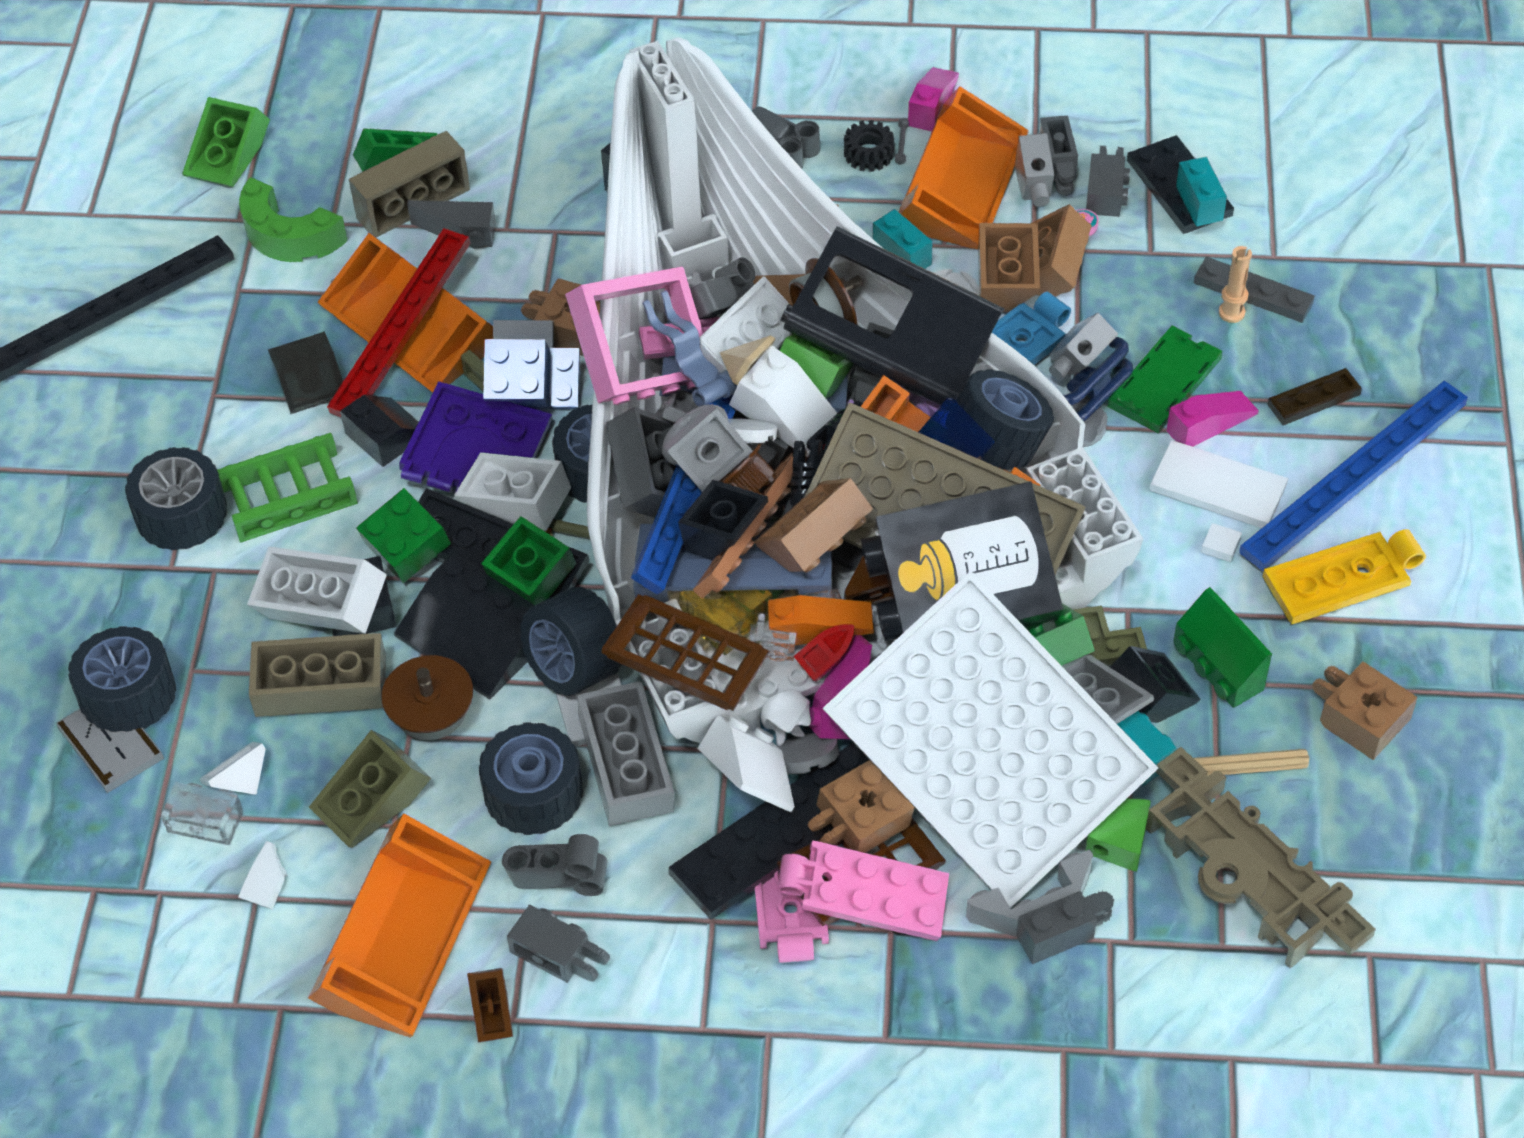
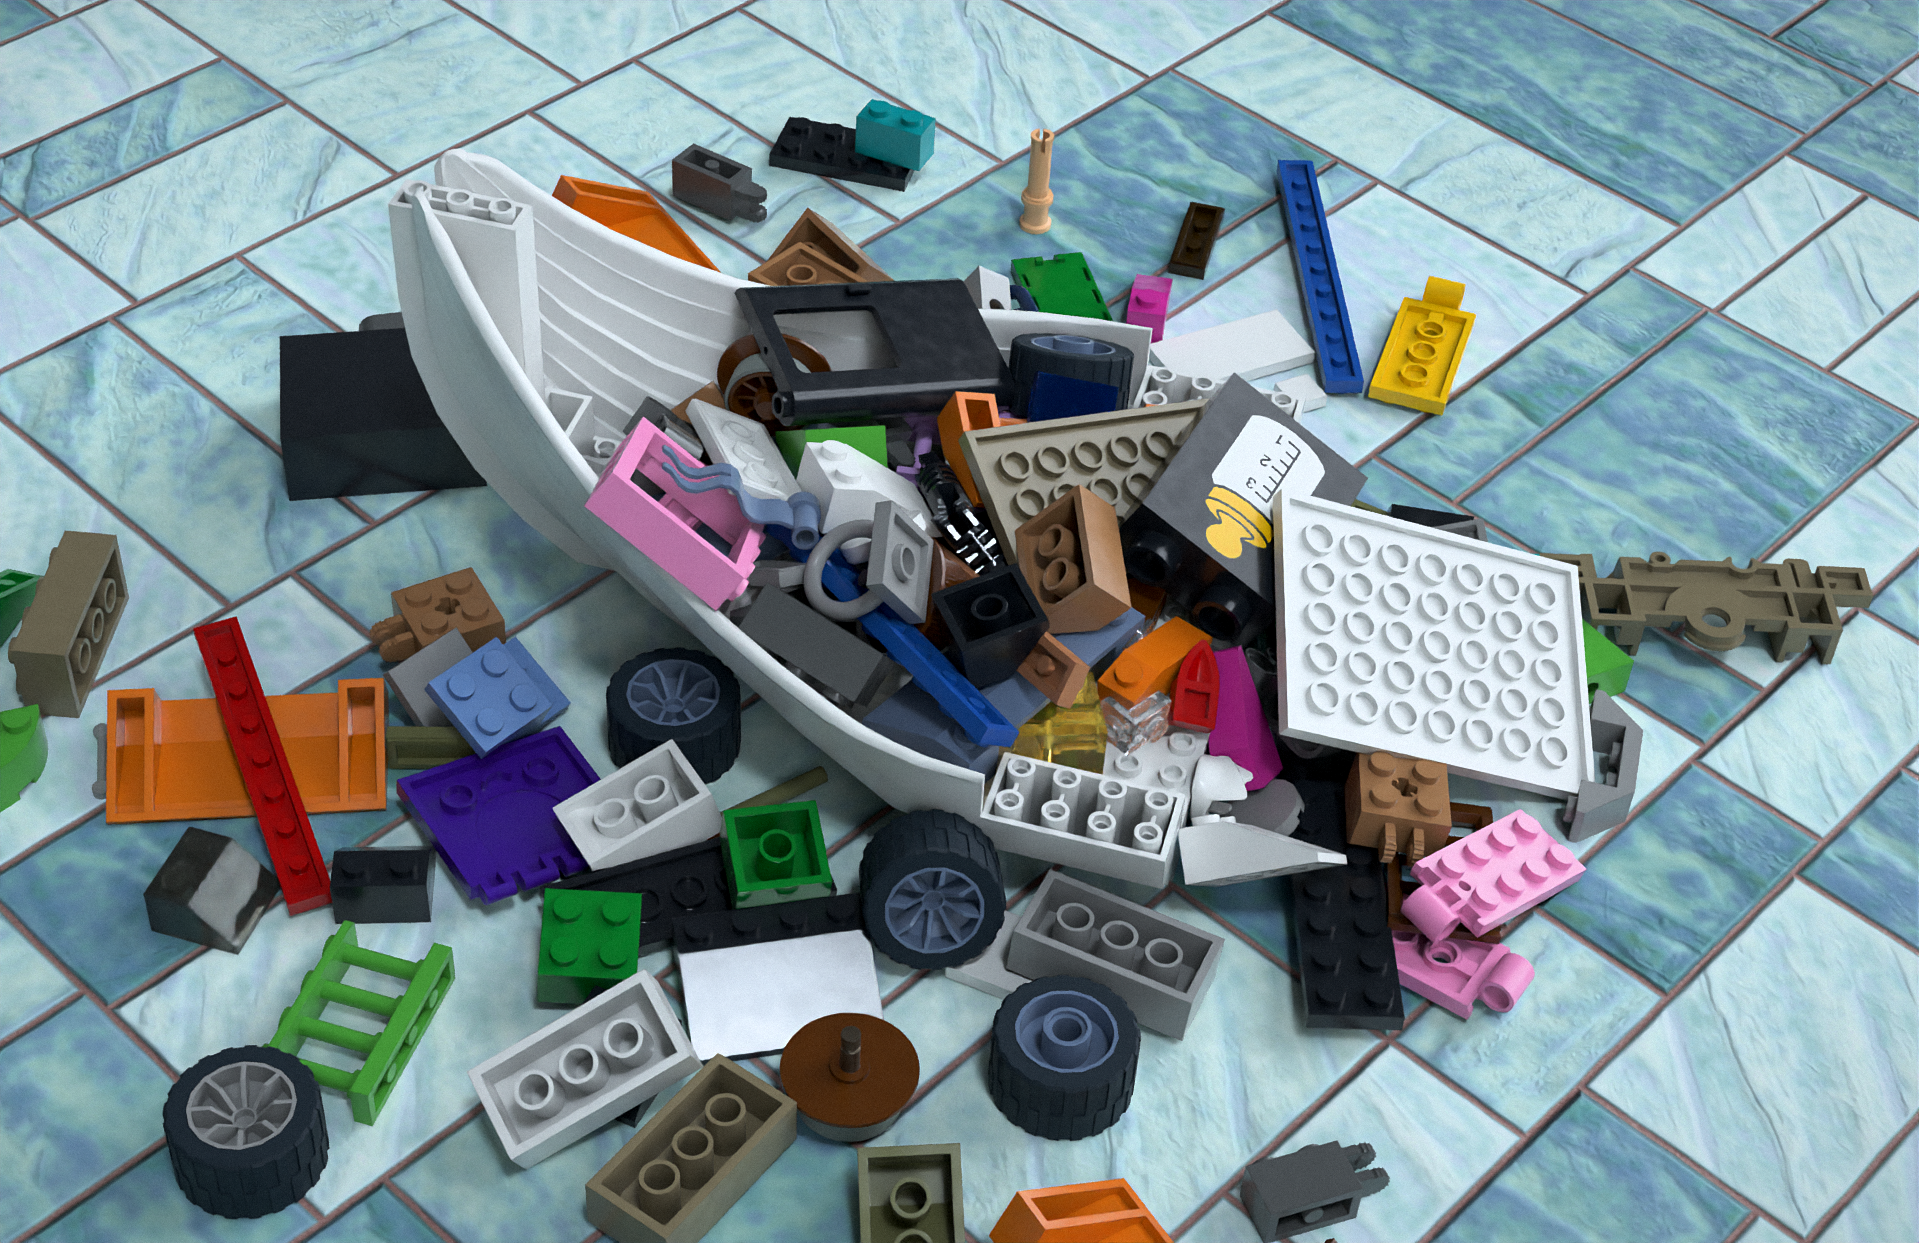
camera: 55 degrees left, 10 degrees down
(466, 218) = (163, 629): dark grey slope -> none
(576, 866) = (1228, 1090): dark grey piece -> none
(740, 680) = (1023, 805): reddish brown piece -> none
(743, 357) = (804, 468): tan slope -> none
(1034, 178) = (718, 209): light grey torso -> none
(1063, 924) = (1660, 771): dark grey hinge -> none
(1106, 183) = (790, 184): dark grey hinge -> none
(1222, 649) = (1442, 459): green slope -> none
(1255, 762) = (1585, 525): tan axle -> none
(1262, 291) = (1005, 197): dark grey plate -> none
(1364, 707) = (1594, 428): medium nougat hinge -> none

